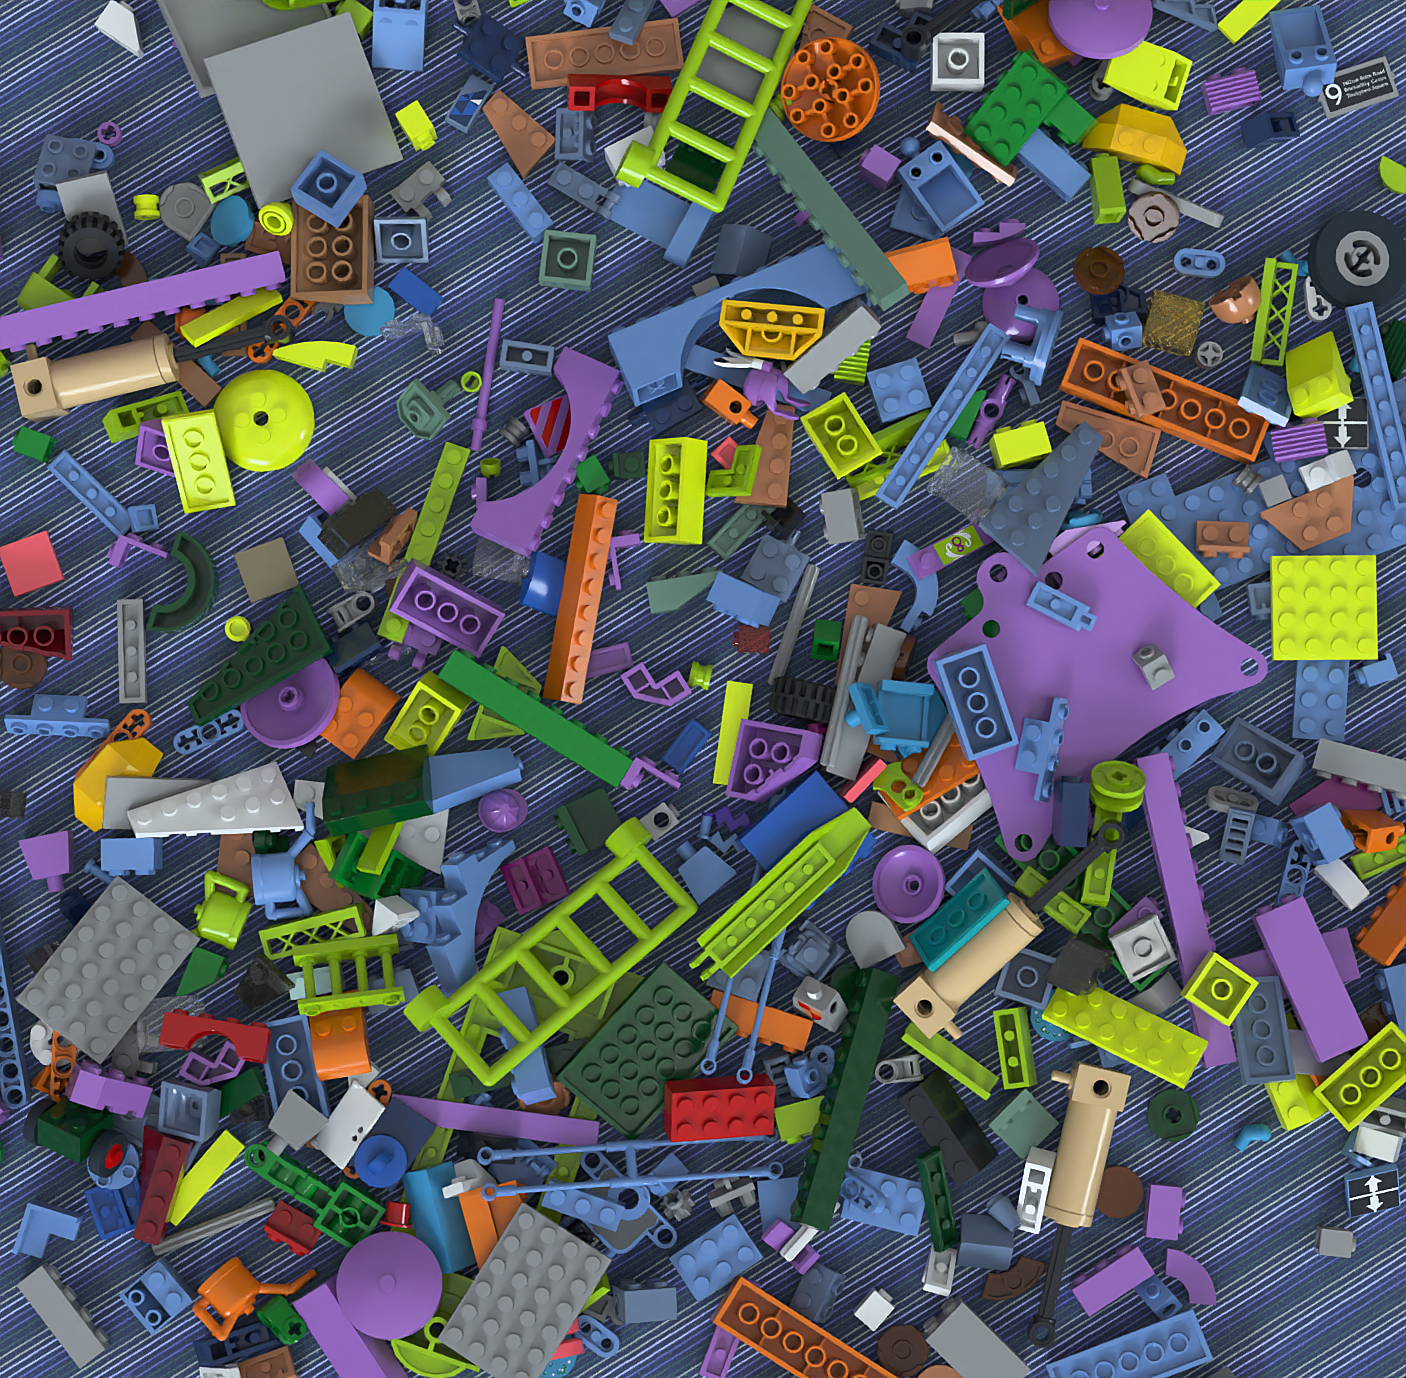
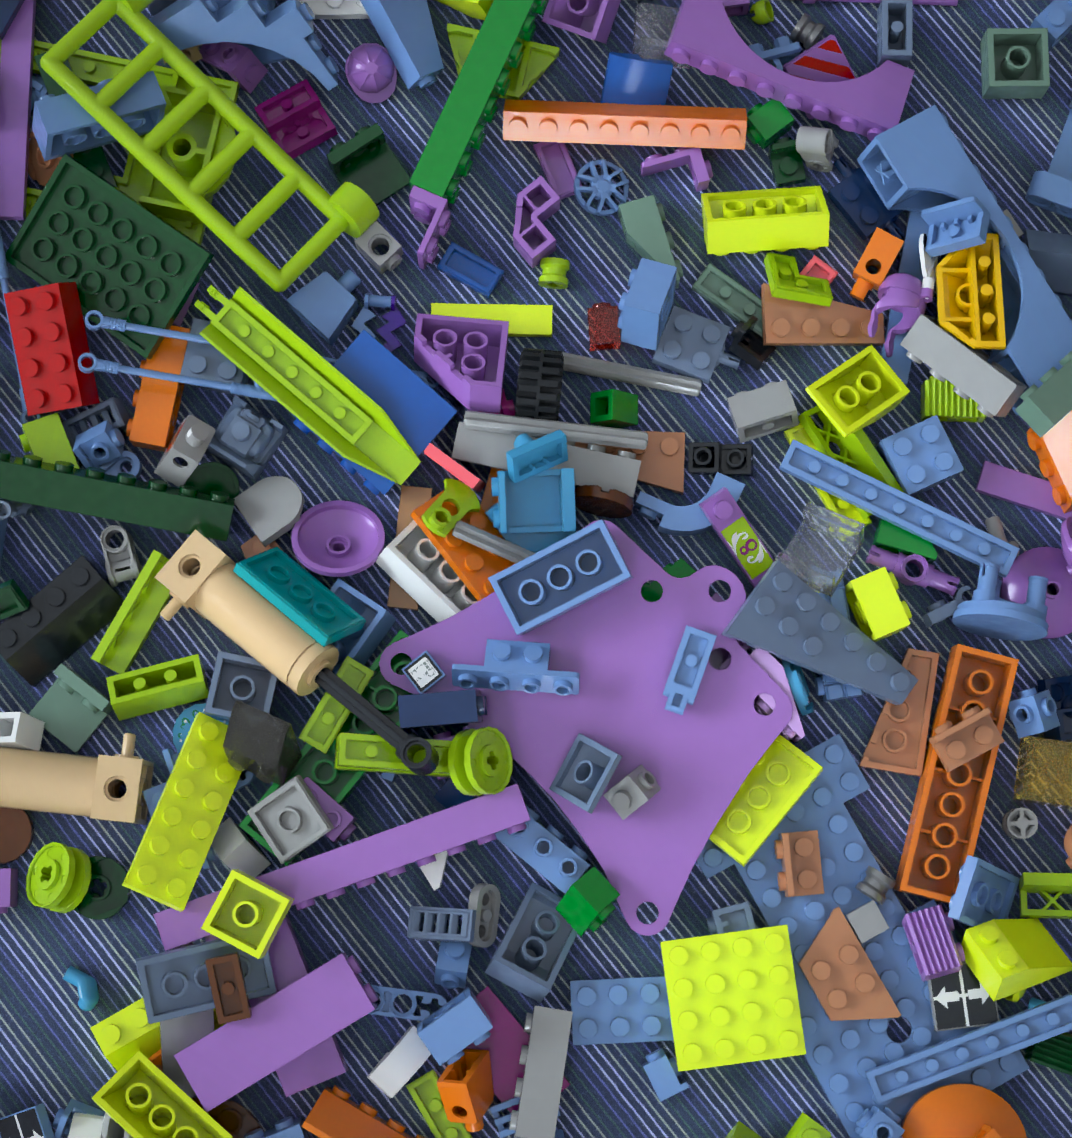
camera: 85 degrees right, 5 degrees down
(620, 439) = (816, 147): none -> light grey piece
(629, 625) = (601, 187): none -> medium blue wheel
(715, 334) = (956, 226): none -> medium blue bracket
(1034, 824) = (423, 672): none -> tile
(1134, 701) = (585, 773): none -> sand blue slope
(1163, 1145) = (58, 877): none -> lime wheel
(1235, 713) = (588, 902): none -> green brick
(1274, 1011) = (228, 988): none -> reddish brown plate
(1327, 470) = (902, 984): white slope -> none

